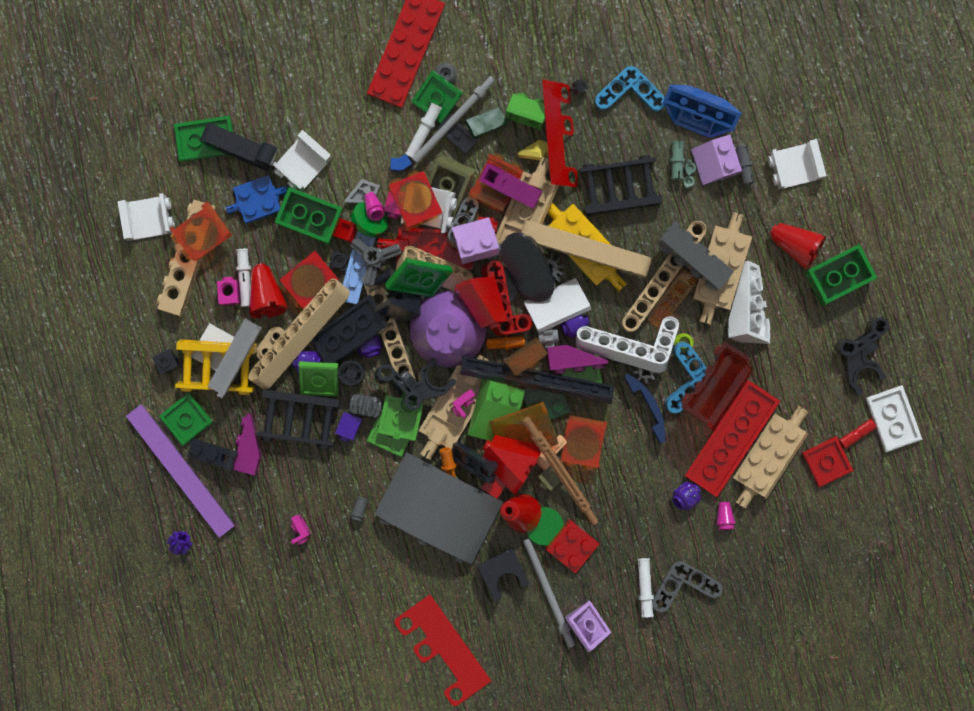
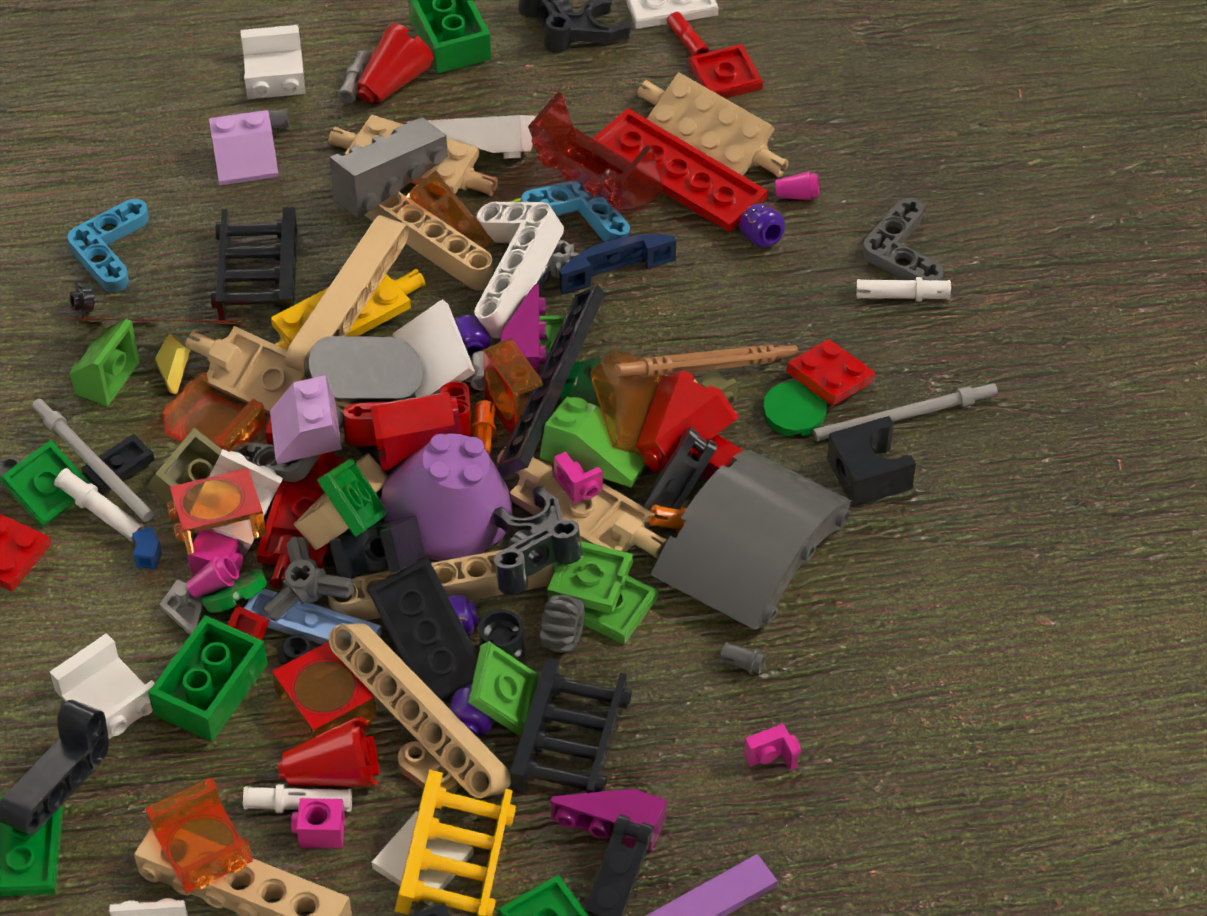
camera: 85 degrees left, 35 degrees down
(234, 357) = (446, 794): light grey fence -> none
(257, 199) = (156, 764): blue plate -> none
(348, 427) = (595, 658): dark purple brick -> none
(447, 642) = (986, 560): red piece -> none
(486, 122) = (108, 421): tile -> none
(510, 185) = (222, 385): magenta slope -> none
(521, 512) = (770, 426): red cone -> none
(583, 442) = (654, 339): clear orange panel -> none
(588, 625) = (965, 366): lavender slope -> none
(677, 160) = (233, 195): sand green pin -> none
(689, 169) = (252, 186): sand green piece -> none
(700, 111) = (166, 155): blue wedge -> none
(793, 220) = (352, 75): none -> light grey pin

